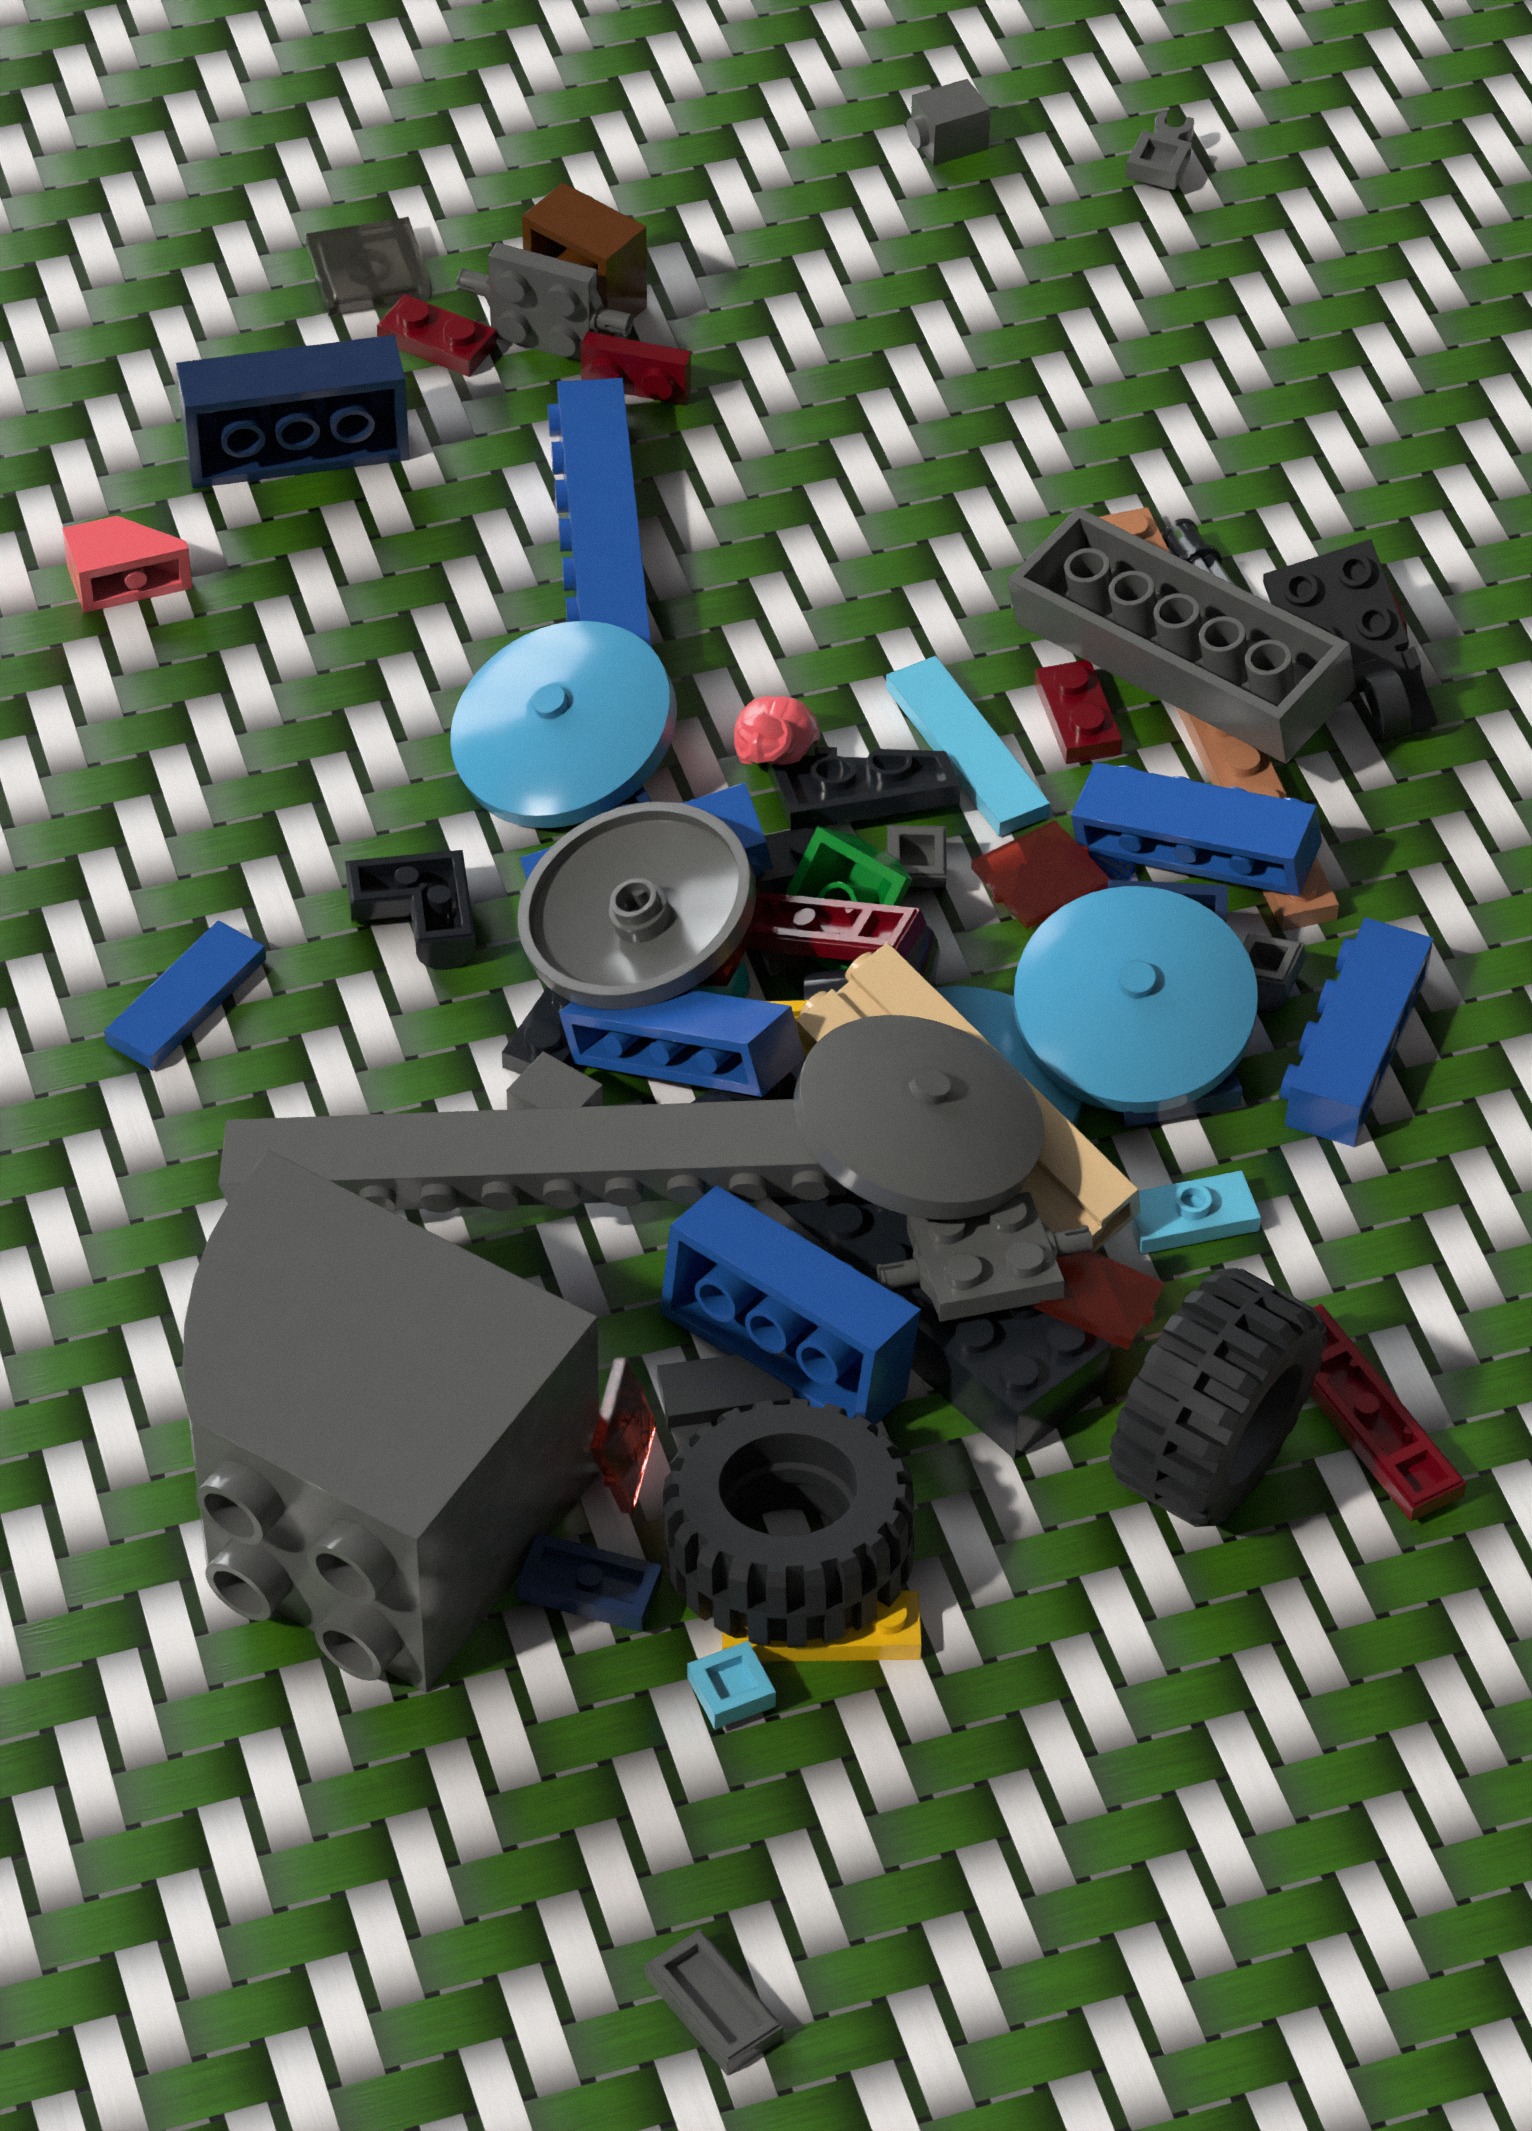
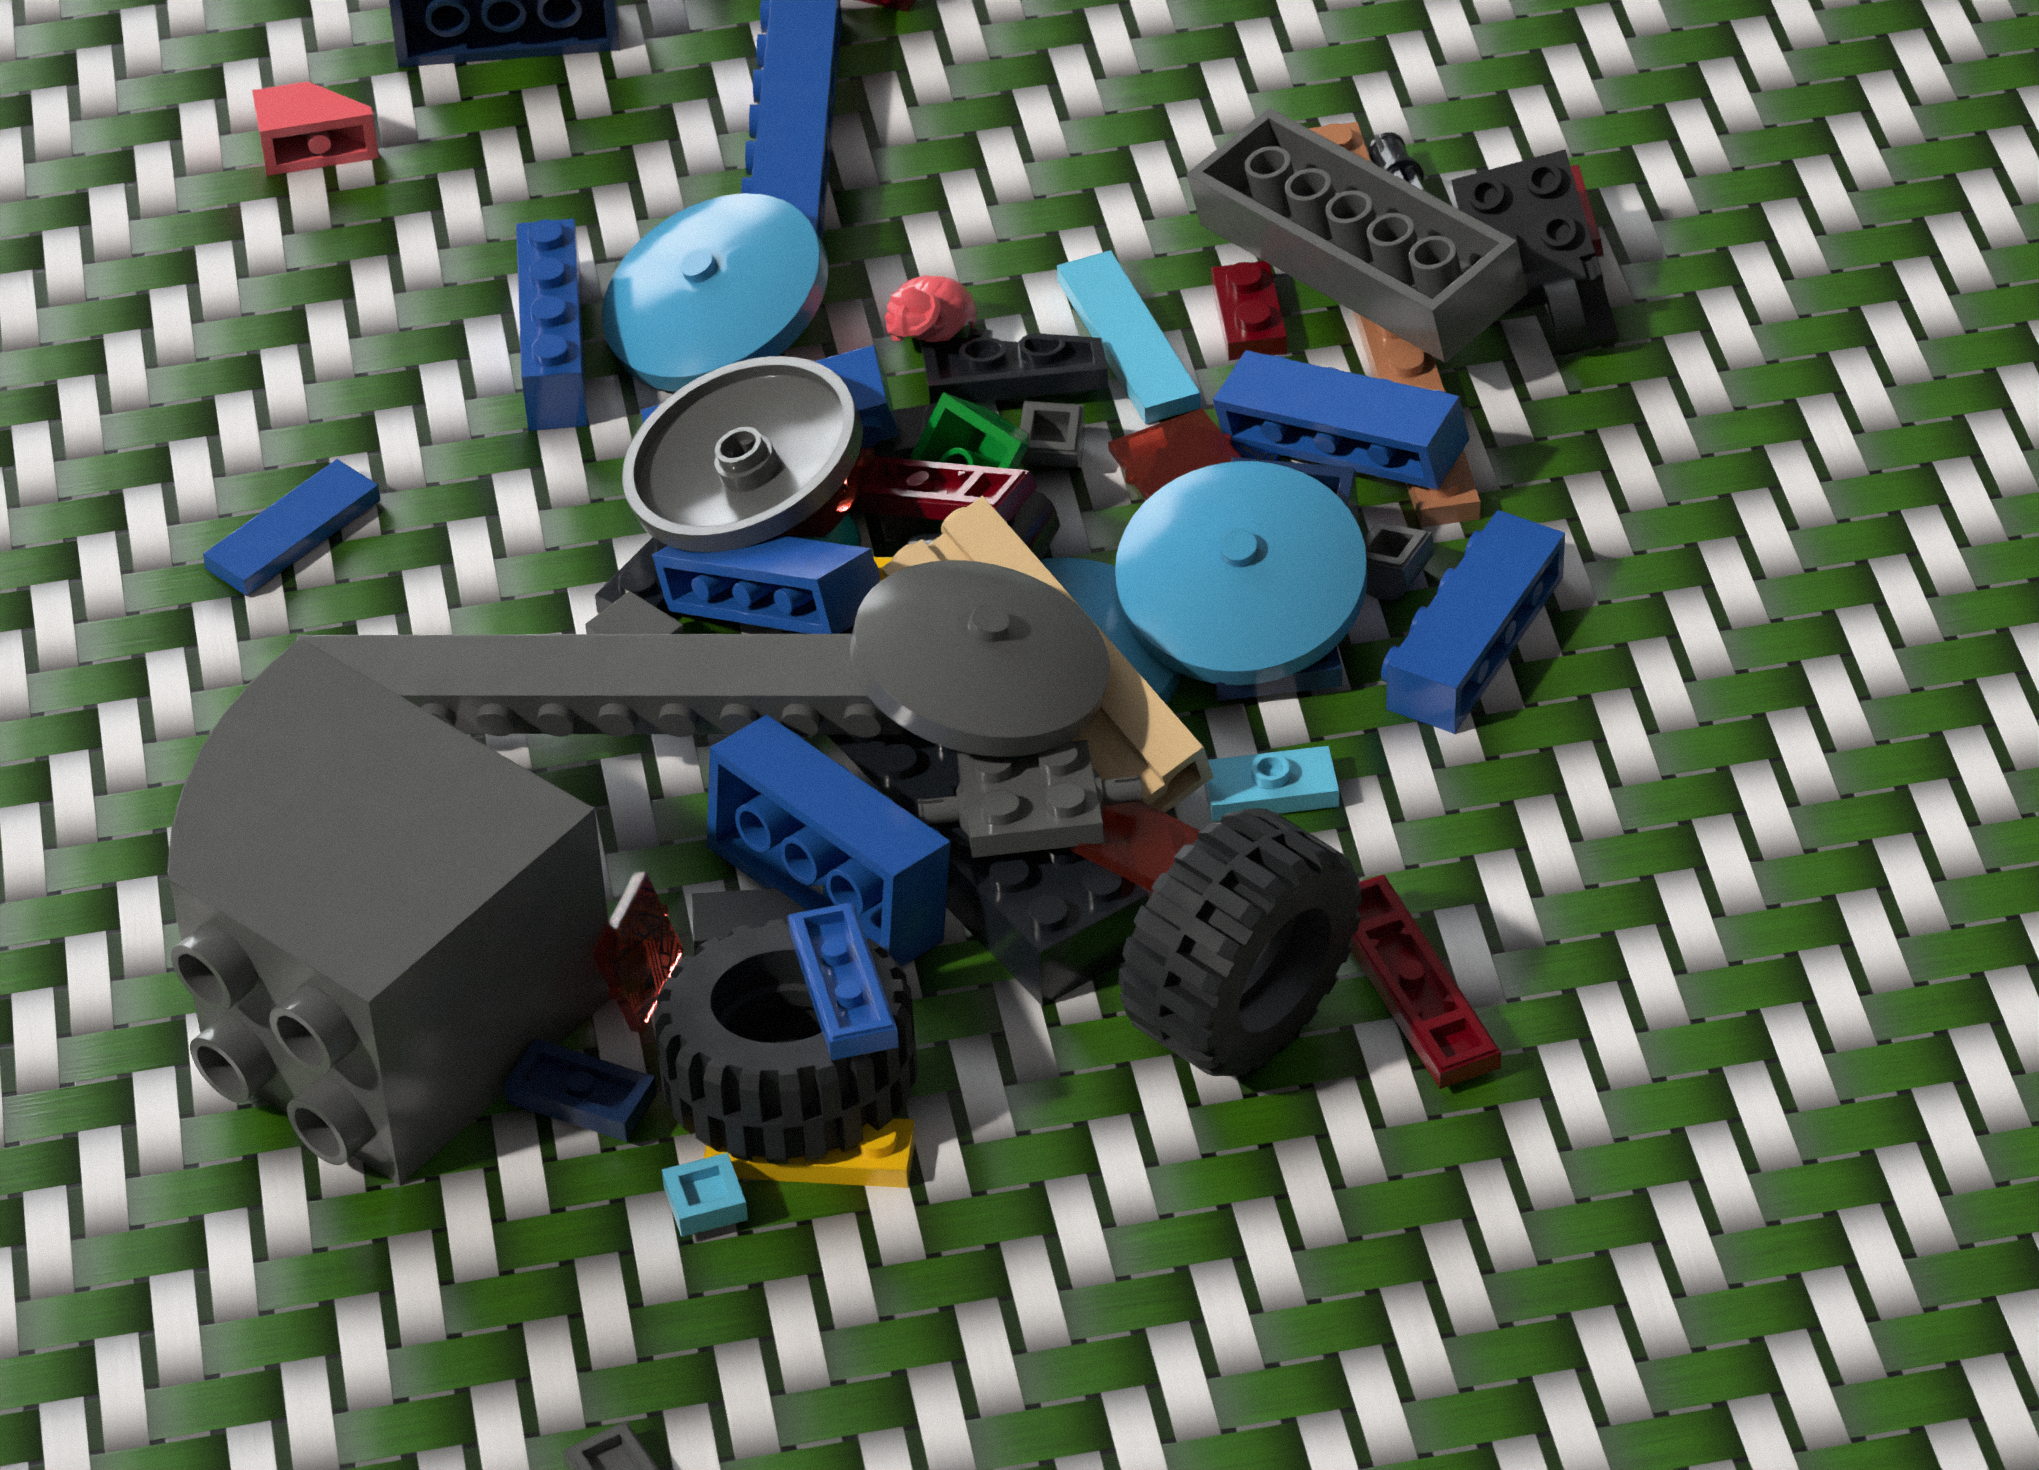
camera: 10 degrees right, 5 degrees down
(404, 756) = (551, 325): none -> blue brick
(421, 886) = (547, 441): black brick -> none
(847, 1466) = (843, 981): none -> blue tile

